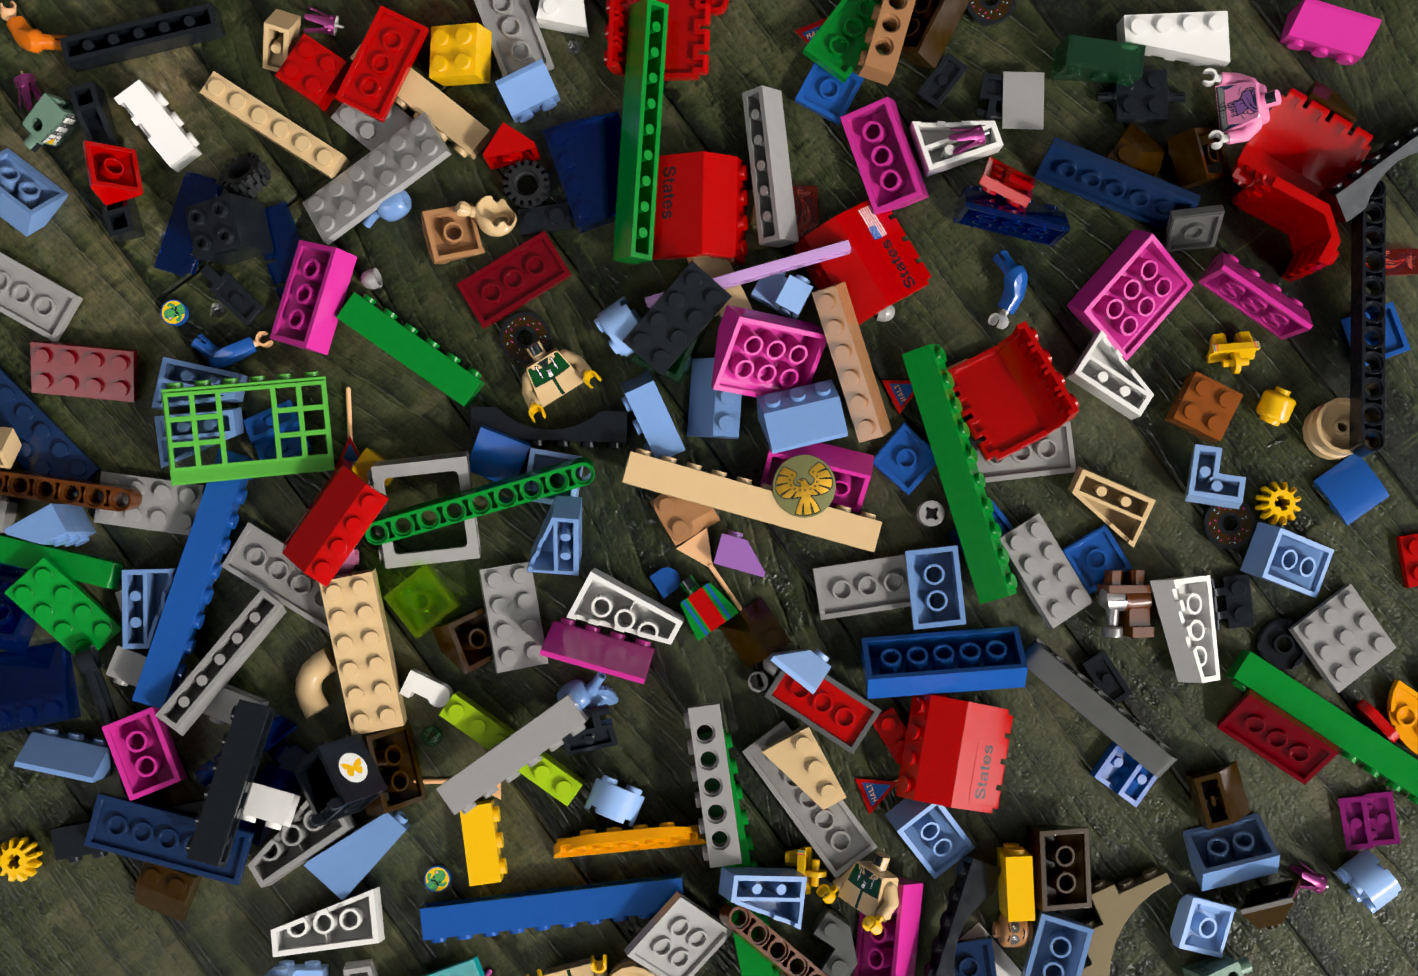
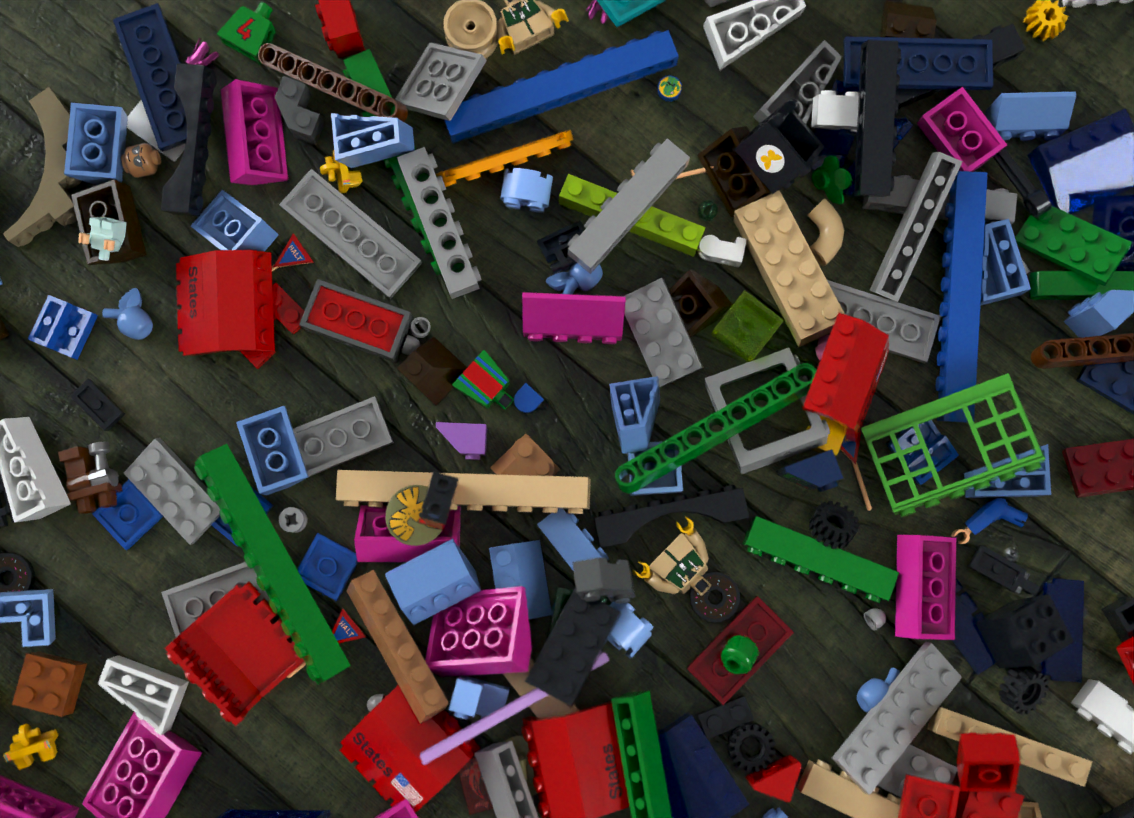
camera: 165 degrees right, 5 degrees down
(162, 505) = (1013, 355): light grey plate -> none
(174, 312) = (1051, 541): tile -> none
(206, 430) = (968, 448): medium blue wedge -> none
(293, 736) = (832, 179): none -> green plate
(301, 114) = (988, 762): none -> red brick
(354, 856) = (748, 90): medium blue slope -> none
(379, 386) = (830, 534): none -> black tyre
(393, 436) = (815, 472): none -> dark blue slope
(450, 235) = (811, 680): medium nougat slope -> none
(483, 844) = (635, 124): yellow brick -> none
(492, 216) = (776, 707): tan hair -> none
(497, 454) = (712, 477): blue slope -> none
(515, 273) = (739, 654): none -> green head
(624, 609) = (558, 362): white wedge -> none
(634, 378) = (599, 578): none -> dark grey brick
(699, 549) = (503, 436): light nougat piece -> none
(773, 494) = (438, 500): none -> black hips
(803, 666) = (379, 344): light blue slope -> none
(805, 764) = (359, 260): tan wedge -> none
(867, 889) = (277, 163): tan torso -> none
(943, 662) = (250, 382): blue brick -> none
(1014, 289) = (255, 756): blue arm -> none
(1015, 883) = (144, 200): yellow brick -> none
(1054, 760) = (130, 317): none -> medium blue piece
(1062, 850) = (105, 235): none -> light aqua piece
(1099, 708) = (98, 375): dark grey beam -> none
(1113, 503) = (119, 570): tan wedge -> none

